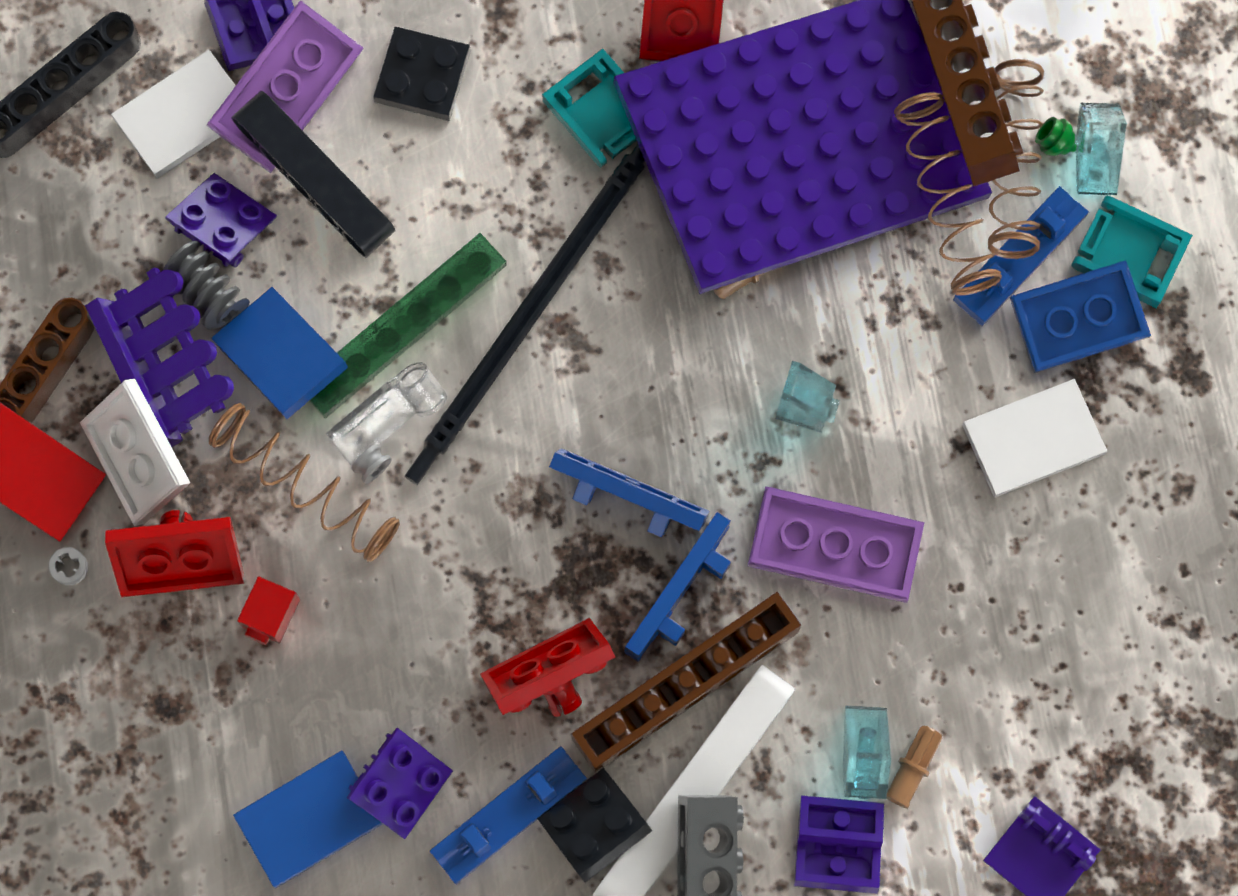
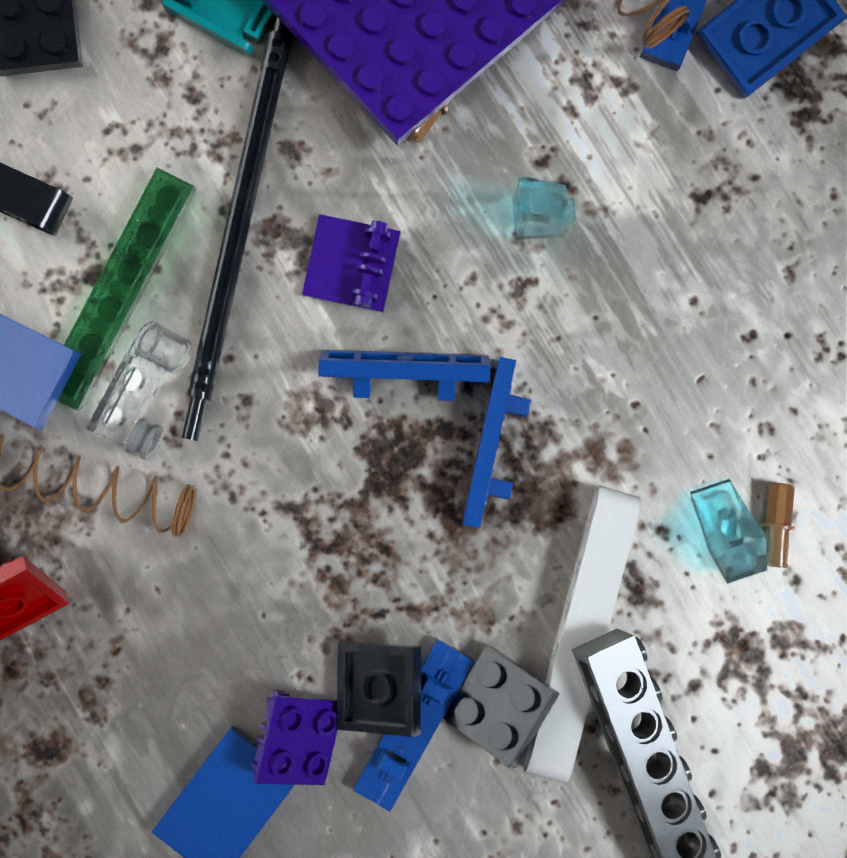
camera: 25 degrees left, 10 degrees up
(268, 611) = (102, 624): red brick -> none
(491, 764) = (379, 688): none -> black plate
(549, 670) = (397, 576): red plate -> none
(618, 381) = (351, 262): none -> dark purple hinge
(686, 682) = (535, 535): reddish brown brick -> none
(836, 544) = (621, 340): medium lavender tile -> none
(839, 844) = (735, 627): dark purple slope -> none
(1034, 438) = (770, 162): white tile -> none

